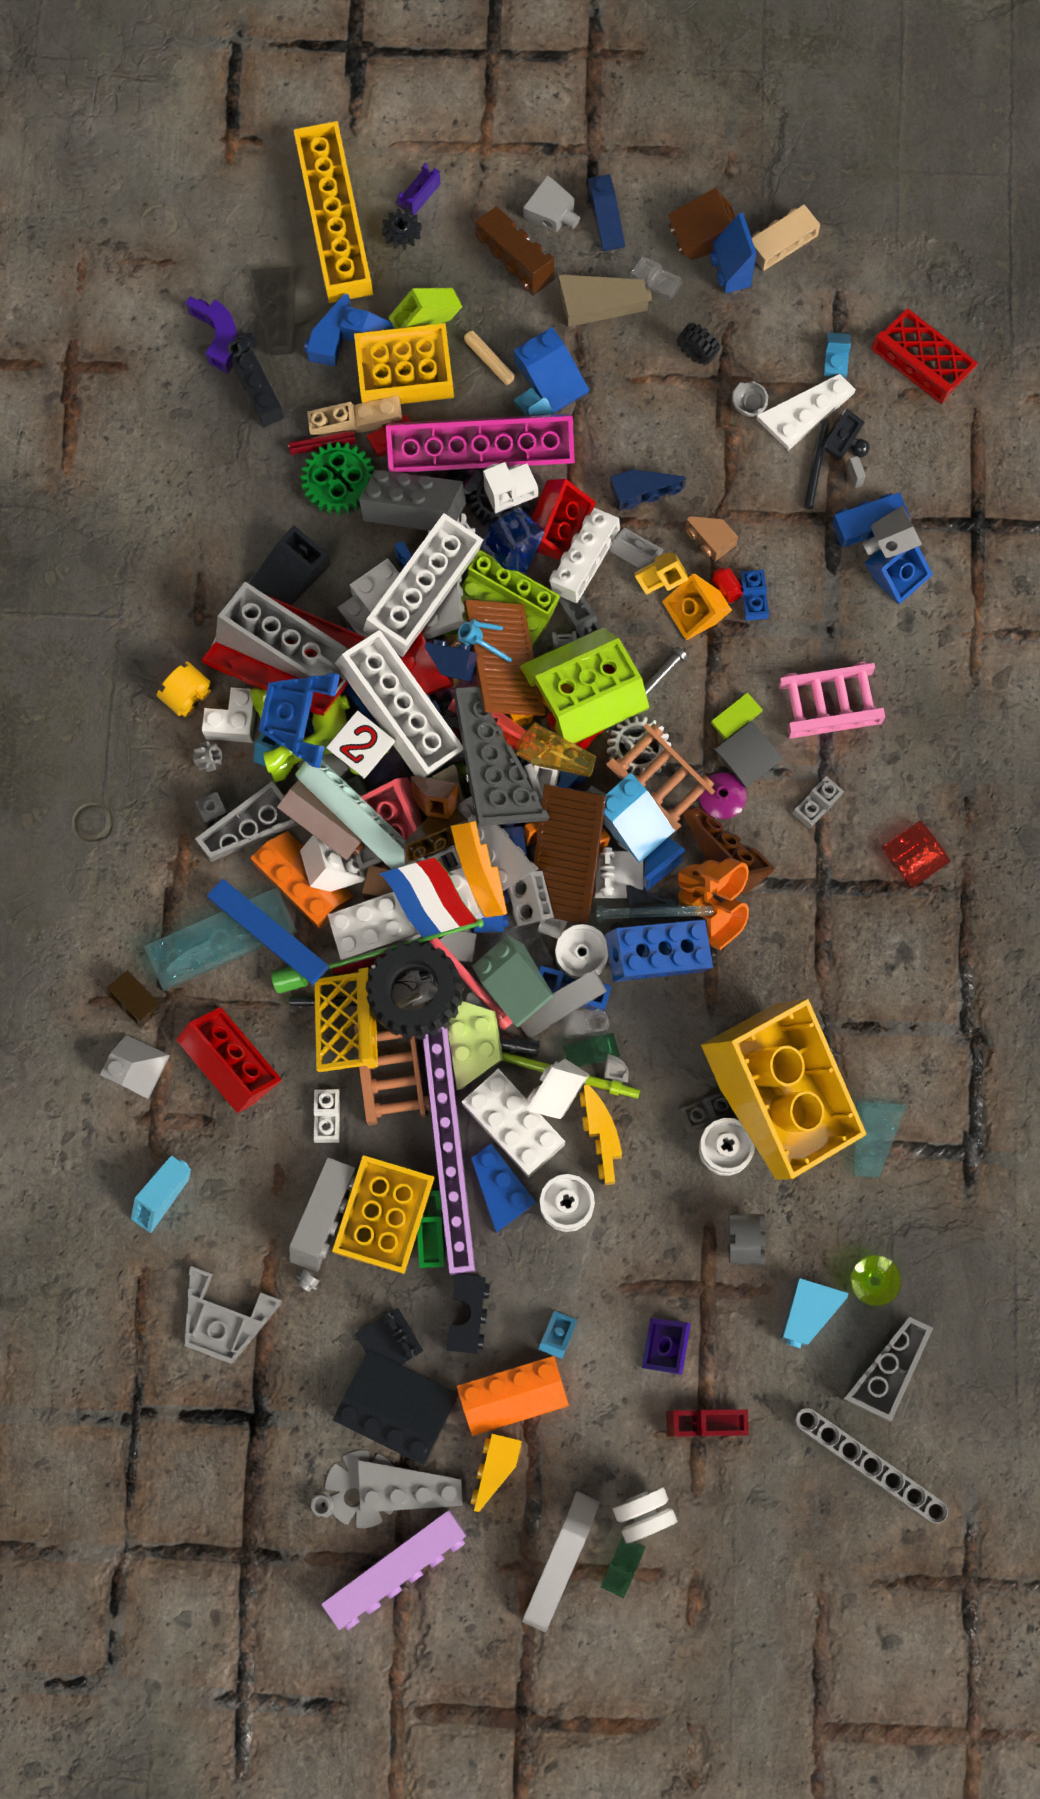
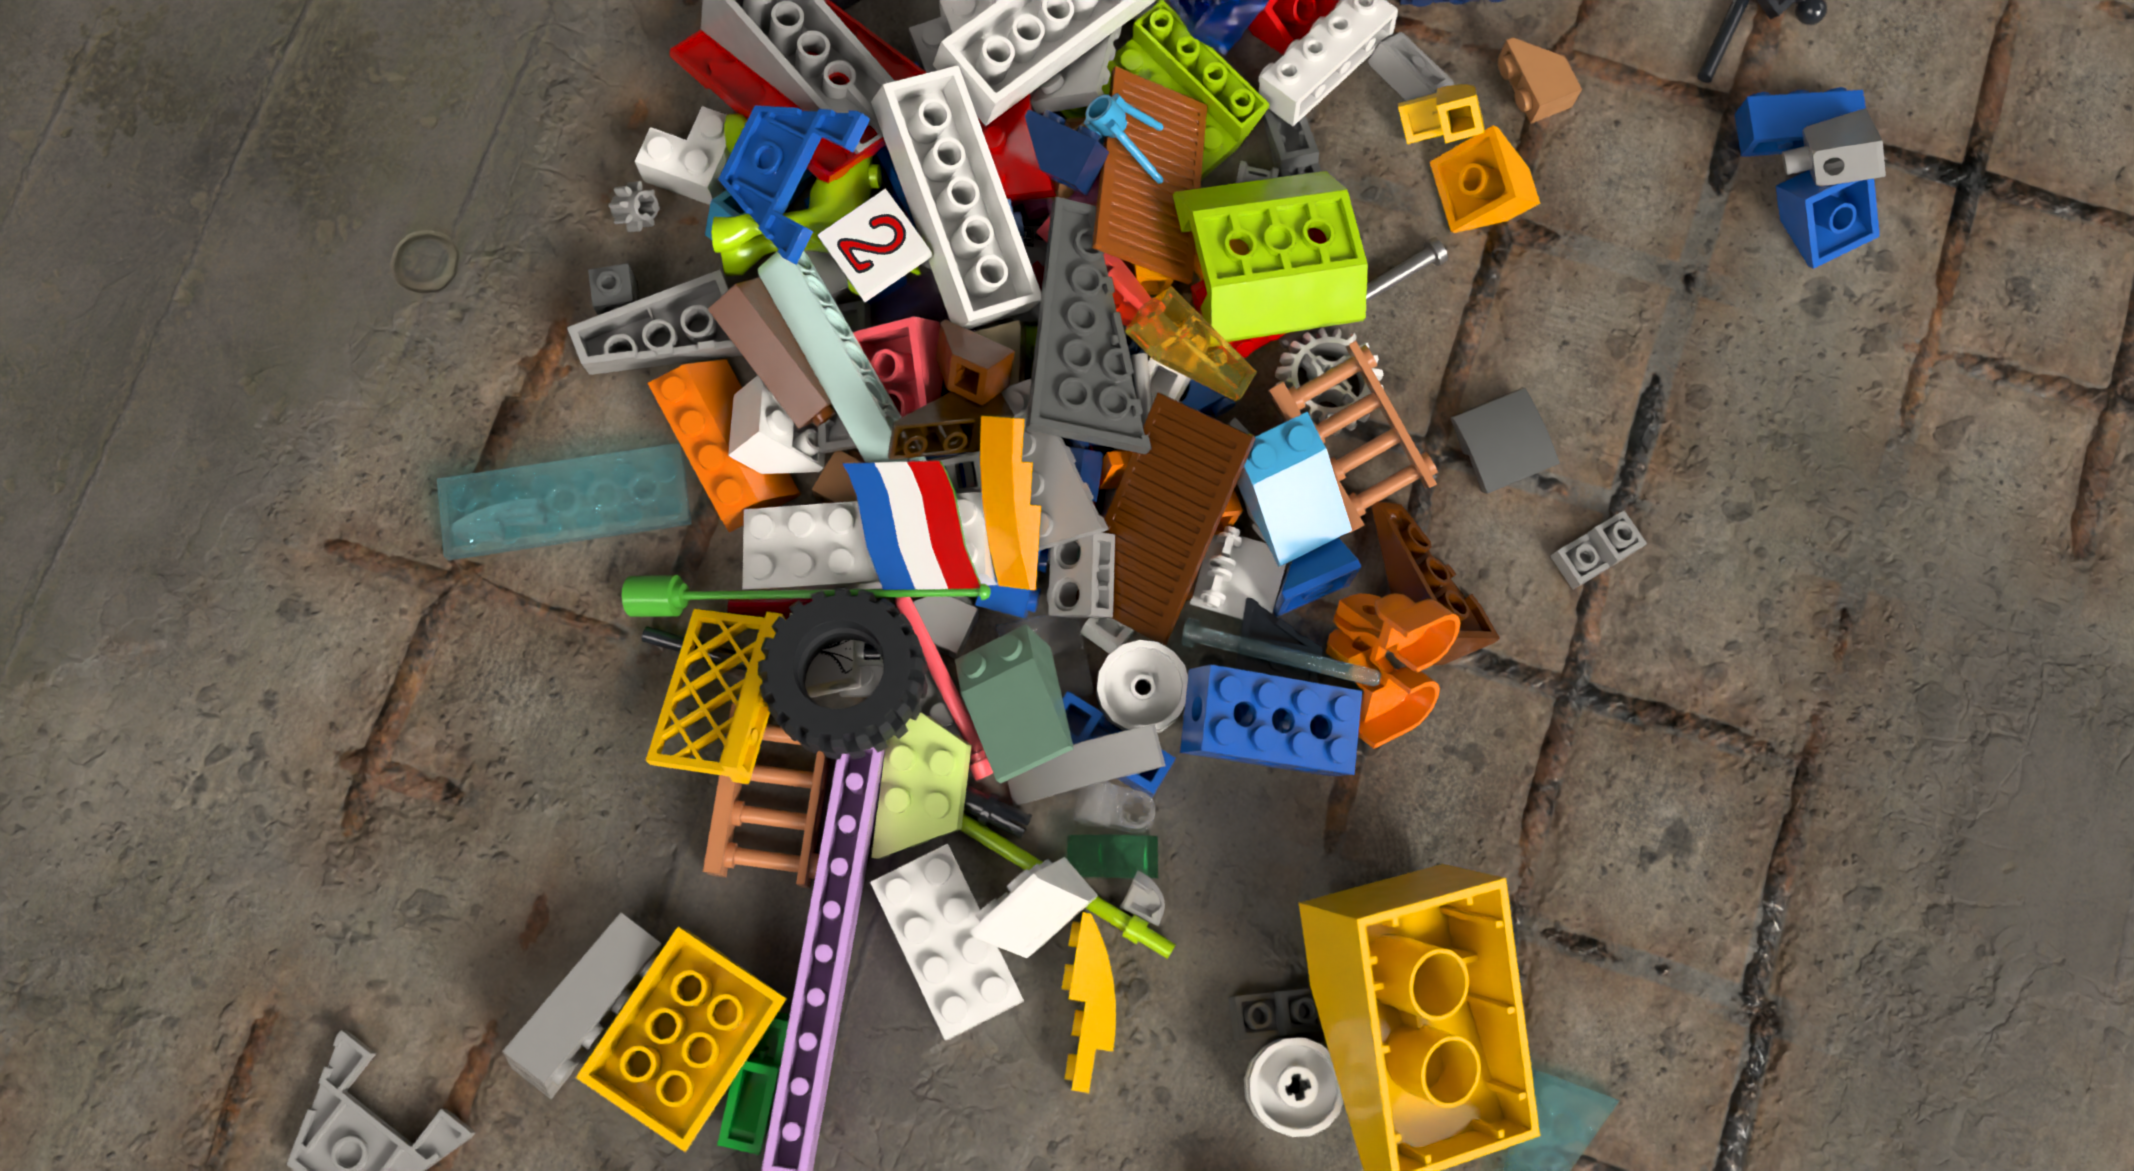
camera: 10 degrees right, 0 degrees up
(133, 998) = (393, 558): dark brown hinge -> none
(135, 1066) = (359, 669): light grey slope -> none
(160, 1193) = (330, 891): medium azure slope -> none
(184, 689) = (629, 91): yellow brick -> none
(228, 1059) = (514, 701): red slope -> none
(268, 932) = (639, 511): blue tile -> none
(307, 1280) = (527, 1110): light grey plate -> none
(326, 1116) = (645, 840): white slope -> none
(501, 1188) = (895, 1045): blue wing -> none
(567, 1188) = (971, 1112): white wheel -> none
(727, 584) = (1544, 161): red brick -> none
(727, 806) = (1441, 514): magenta dish -> none
(736, 716) = (1501, 374): lime tile -> none
(754, 595) = (1581, 191): blue slope -> none
(824, 722) = (1643, 422): bright pink fence -> none
(856, 472) = (1797, 42): light grey tile -> none
(916, 854) = (1740, 680): clear red slope -> none

